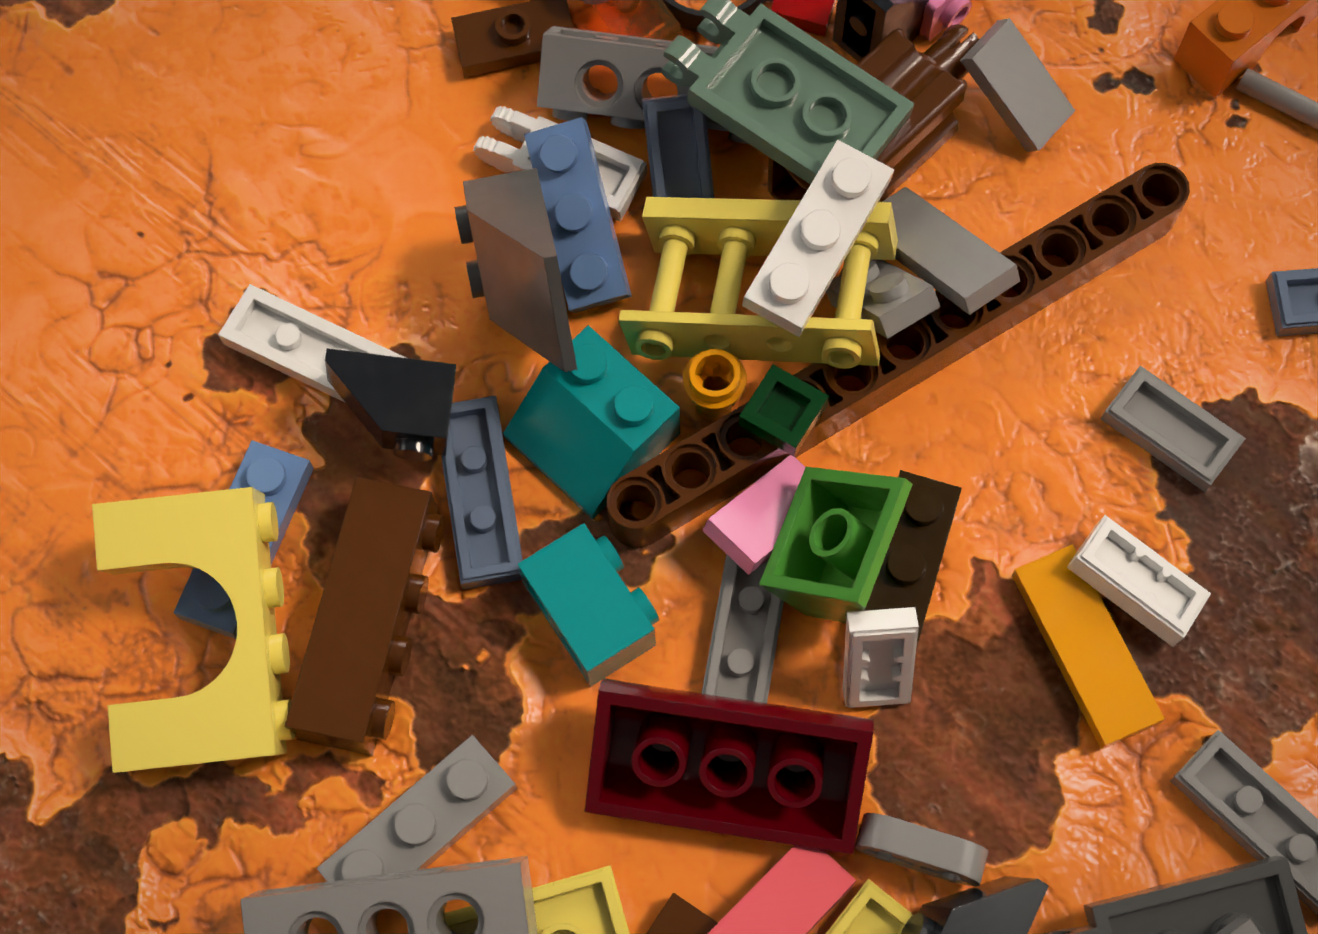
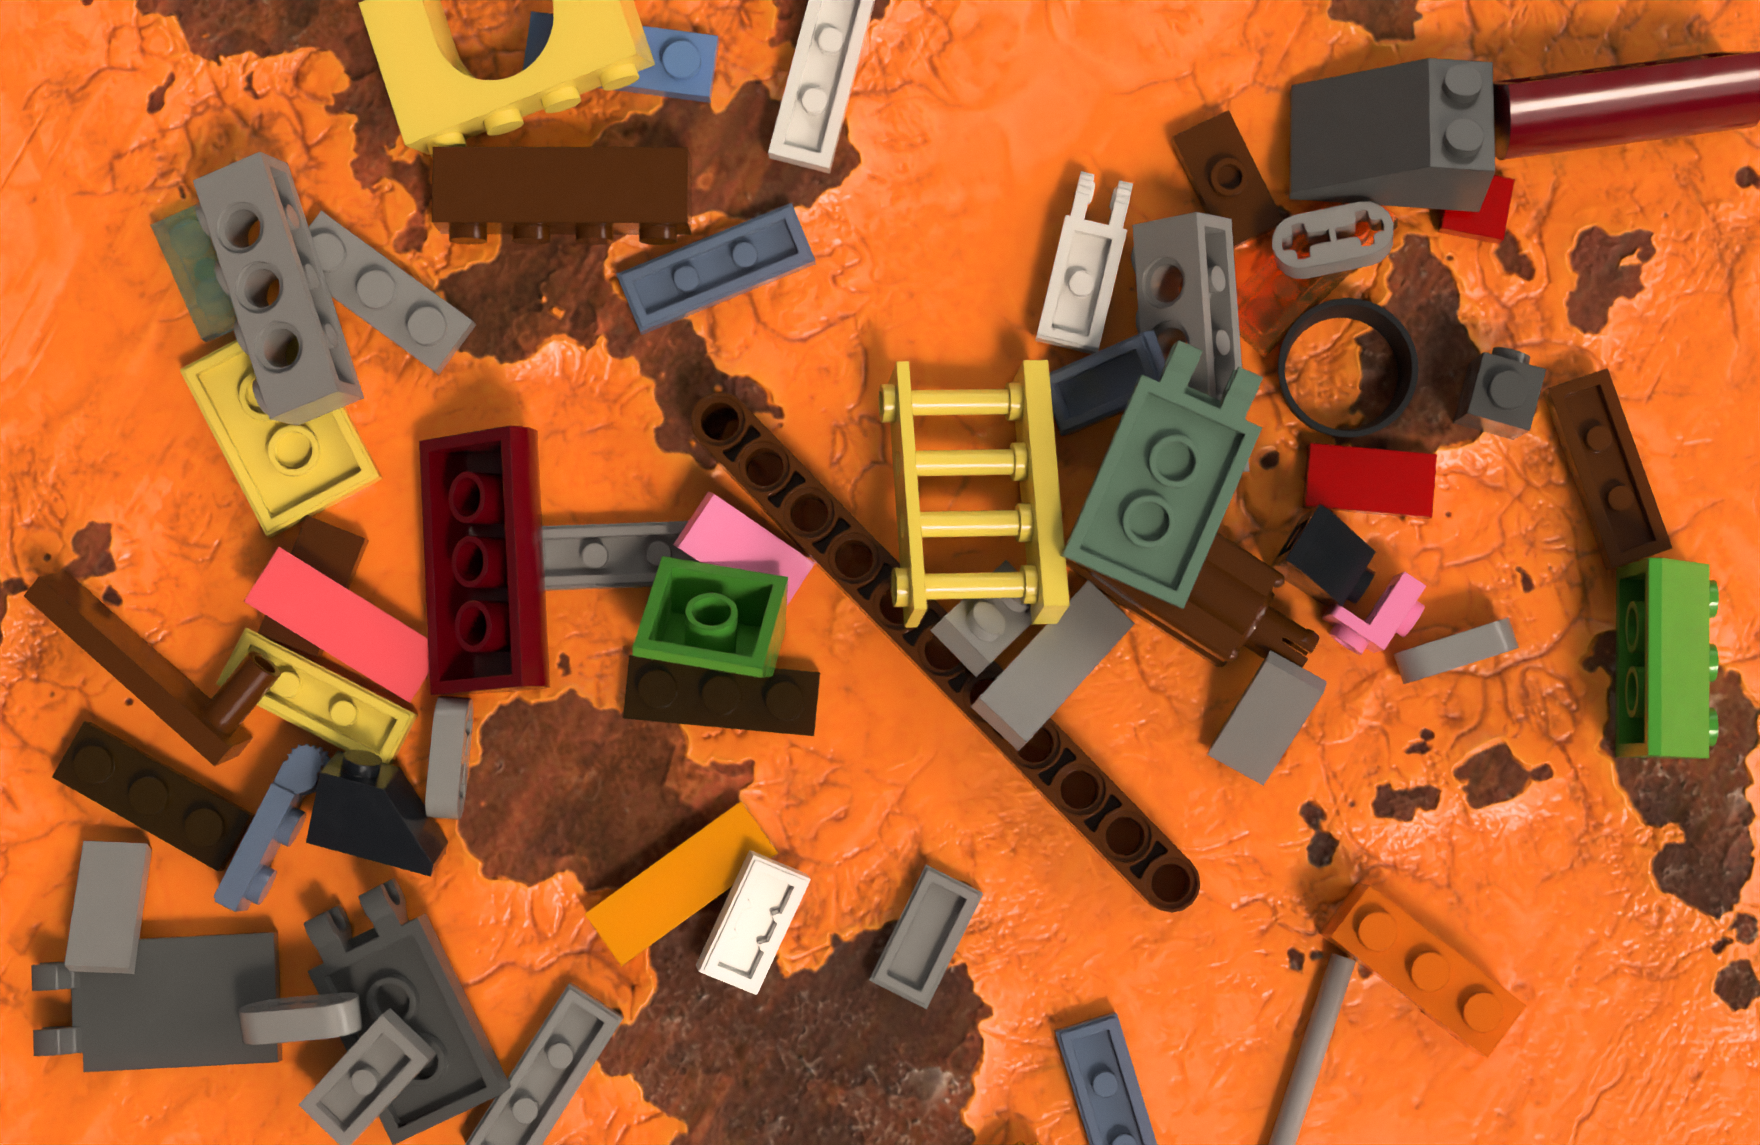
camera: 75 degrees right, 15 degrees up
(397, 399) = (770, 168): black slope -> none
(517, 262) = (939, 250): slope -> none
(578, 215) = (1020, 295): medium blue plate -> none
(589, 603) = (619, 400): teal brick -> none
(592, 422) = (803, 361): teal slope -> none
(714, 382) = (858, 452): light orange cone -> none
(783, 410) = (832, 542): dark green plate -> none
(817, 238) = (1002, 538): white plate -> none
(879, 657) = (611, 683): white plate -> none

